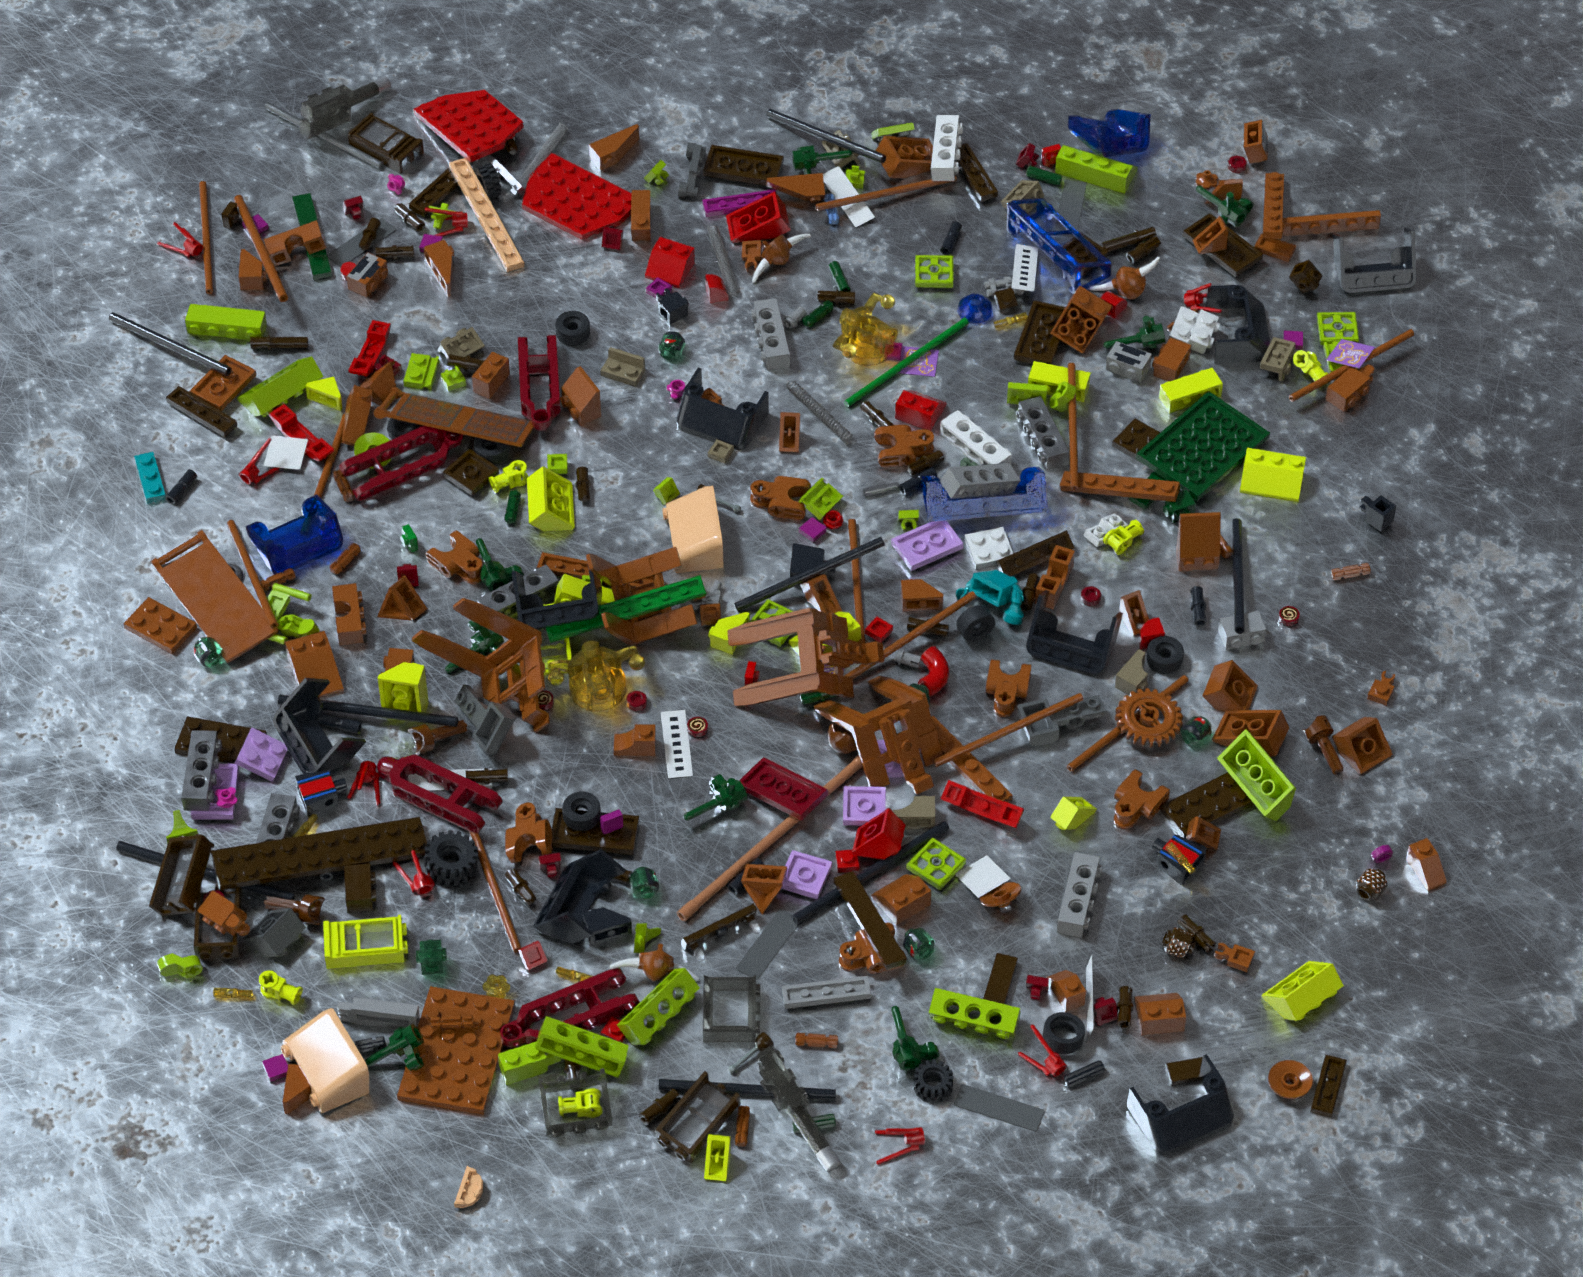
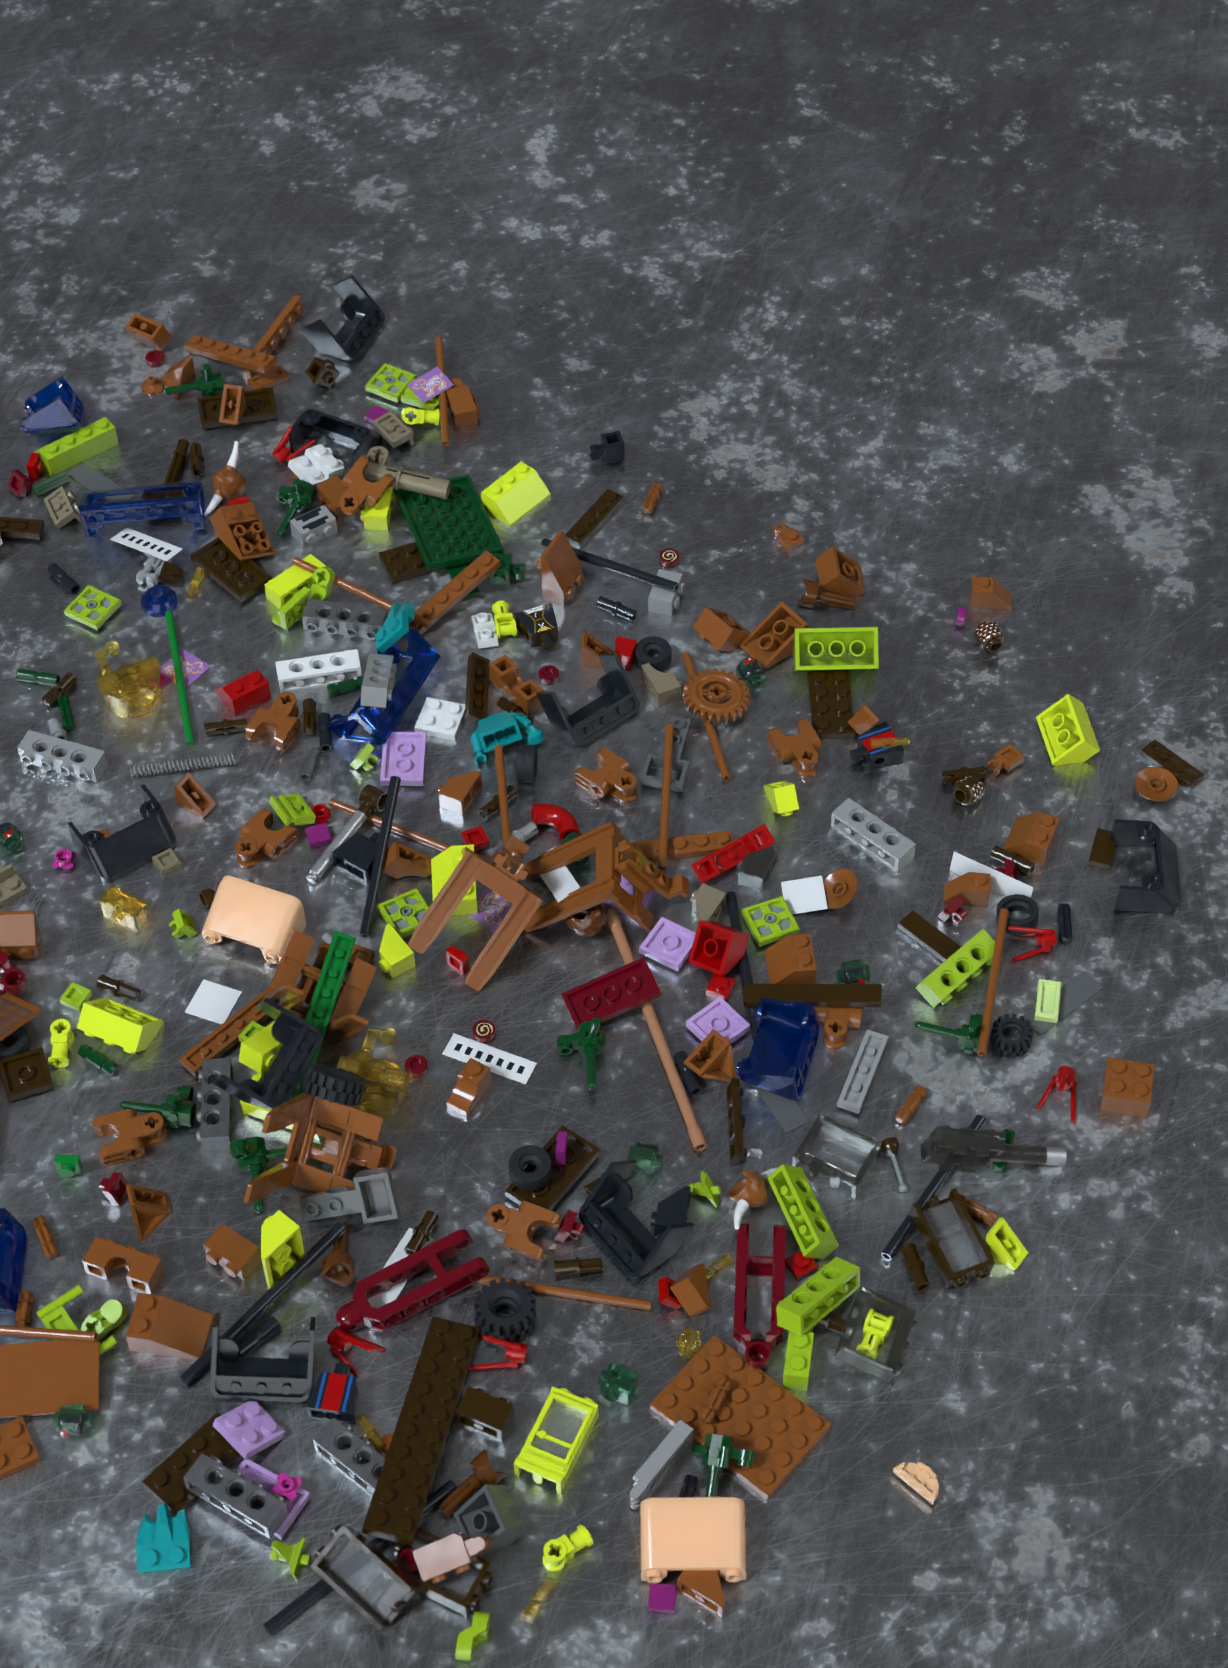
camera: 60 degrees left, 0 degrees up
(149, 752) = (163, 1542): none -> teal plate
(542, 965) = (692, 1290): none -> dark orange slope
(554, 643) = (334, 1084): none -> black tyre
(613, 547) = (213, 1002): none -> white sticker
(653, 448) = (124, 908): none -> clear yellow brick
(802, 927) = (781, 1048): none -> clear blue windscreen
(827, 544) = (370, 801): none -> flat silver piece
(864, 700) = (560, 882): none -> white sticker
(932, 1183) = (1127, 1087): none -> dark orange brick
(967, 1038) = (992, 984): none -> dark orange piece
(985, 830) = (757, 868): none -> clear smoke slope
(990, 1094) = (1047, 1001): none -> yellowish green tile
(1050, 462) = (395, 625): none -> teal plate
(1136, 562) = (538, 626): none -> torso
(1176, 365) = (360, 490): none -> dark orange piece
(1211, 366) = (403, 478): none -> dark tan piece
(1293, 543) = (594, 518): none -> dark brown plate

